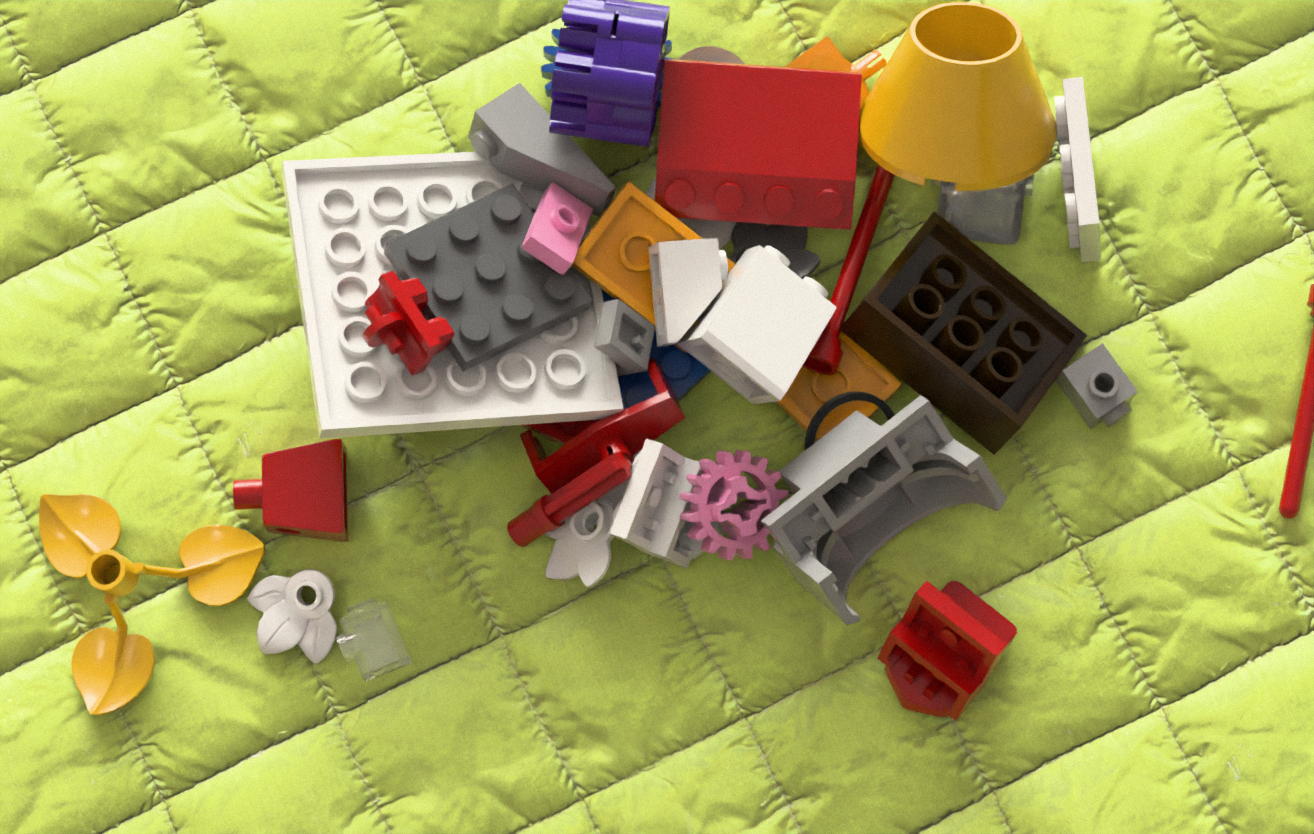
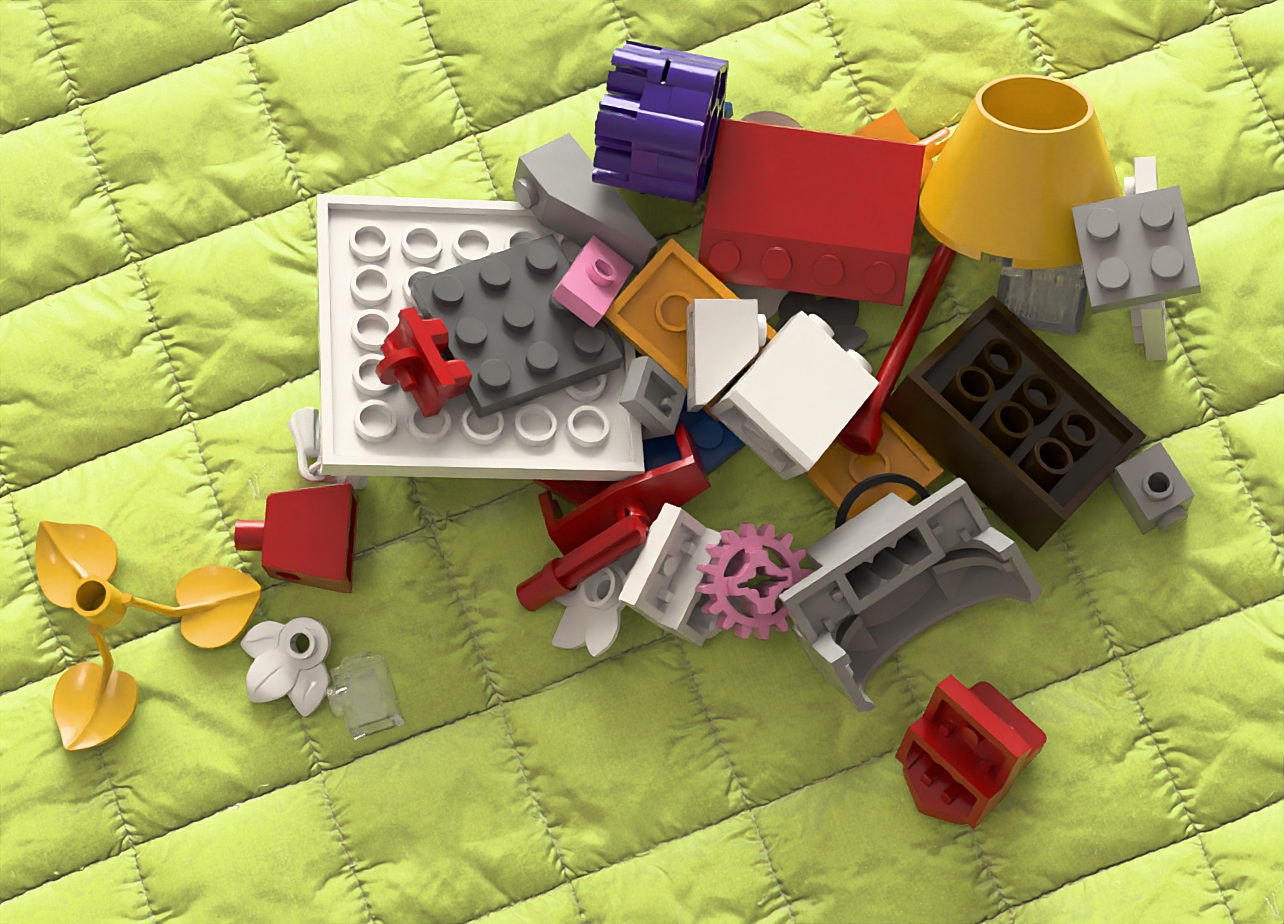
camera: 15 degrees right, 5 degrees down
(295, 392) = (306, 434): none -> white piece
(1071, 168) = (1136, 249): none -> light grey plate

